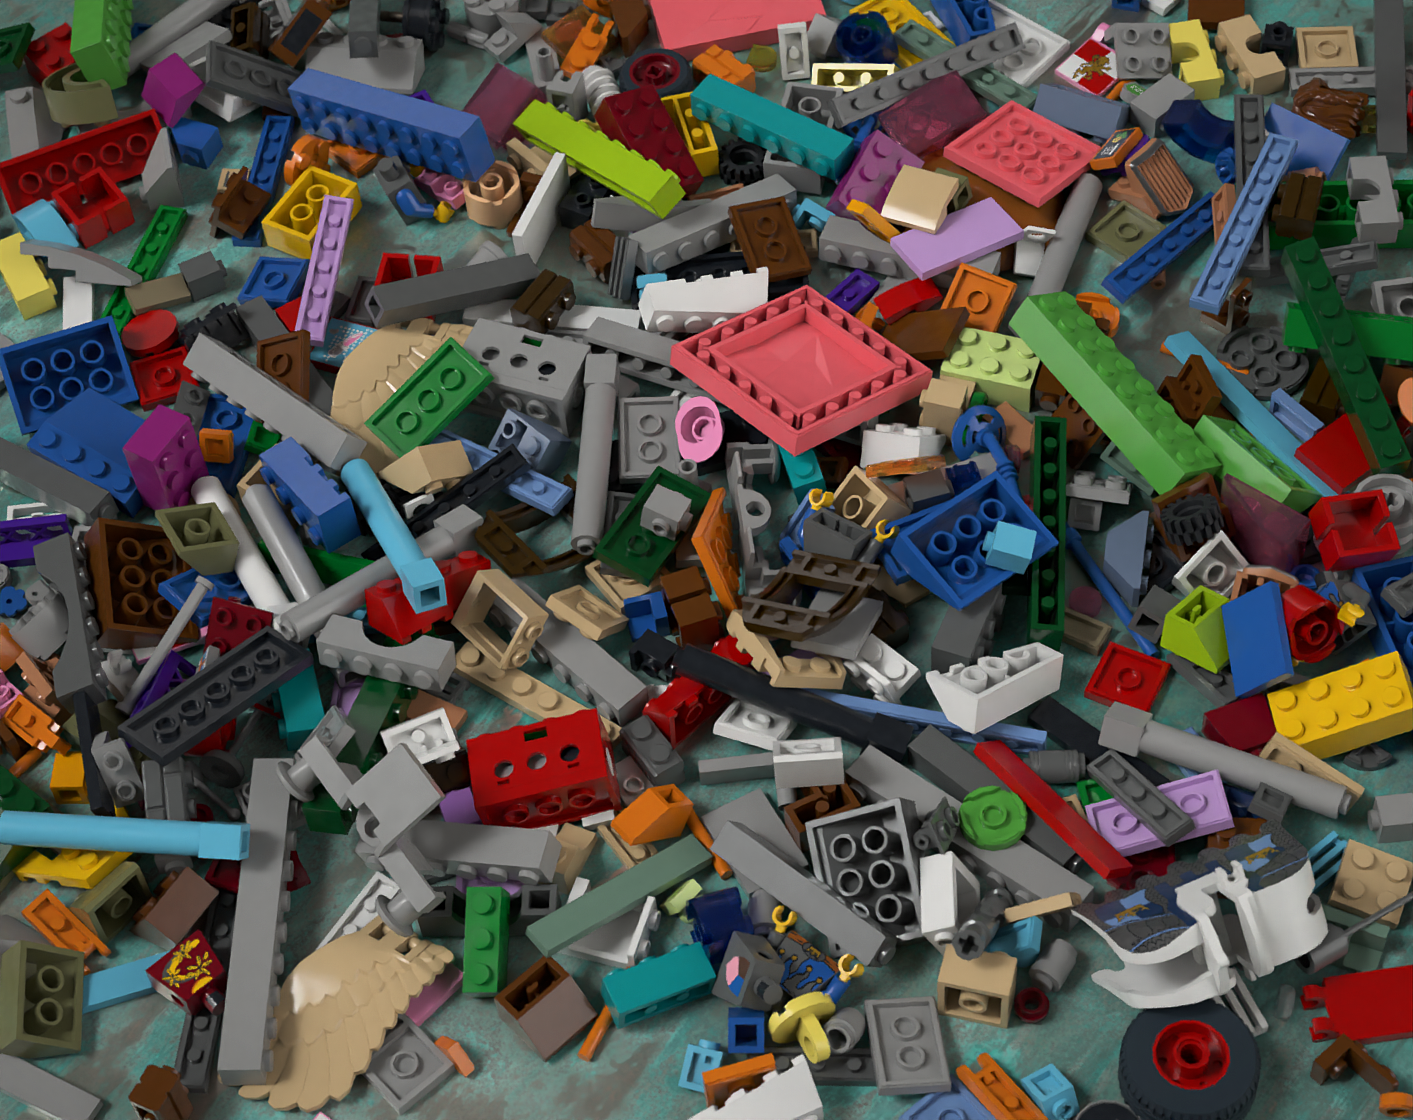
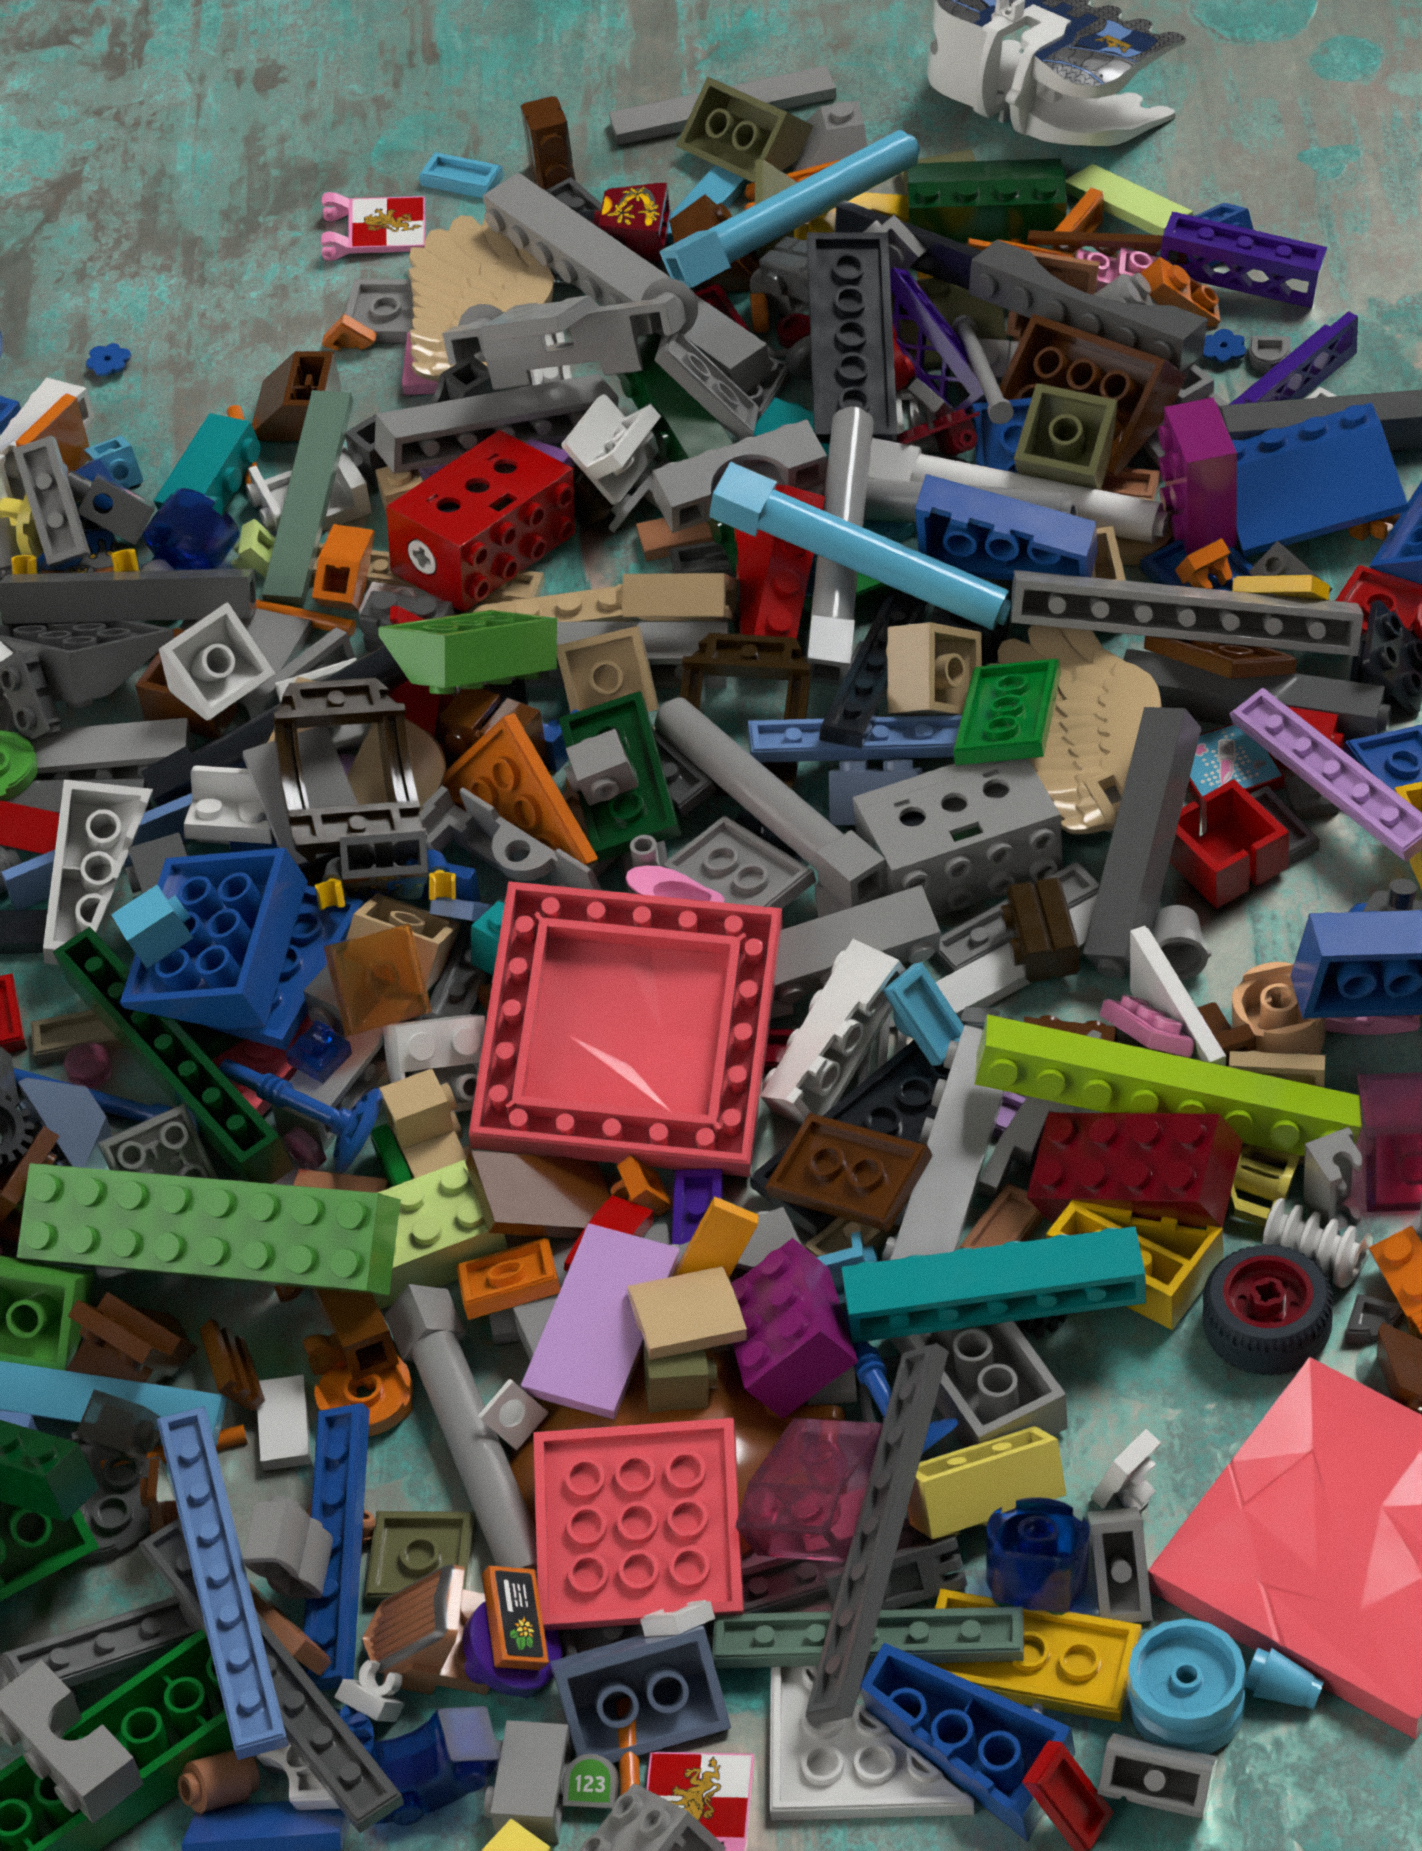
camera: 140 degrees right, 5 degrees down
(208, 390) = (1283, 585): none -> yellow tile
(486, 941) = (387, 383): green brick -> none
(560, 214) = (1147, 1025): none -> bright pink tile
(660, 624) = (473, 649): none -> bright green slope
(725, 66) = (1196, 1394): orange brick -> none
(762, 58) = (1186, 1473): clear yellow tile -> none
(791, 986) = (51, 501): none -> light grey piece
(1046, 104) = (677, 1622): none -> white tile
(1141, 334) = (284, 1423): none -> white tile
(1150, 355) = (231, 1365): none -> reddish brown tile
(1199, 224) = (288, 1548): none -> light grey brick
(1205, 175) = (371, 1698): none -> white tile
(1231, 354) = (119, 1426): none -> clear smoke brick
(1298, 206) = (164, 1658): dark brown brick -> none

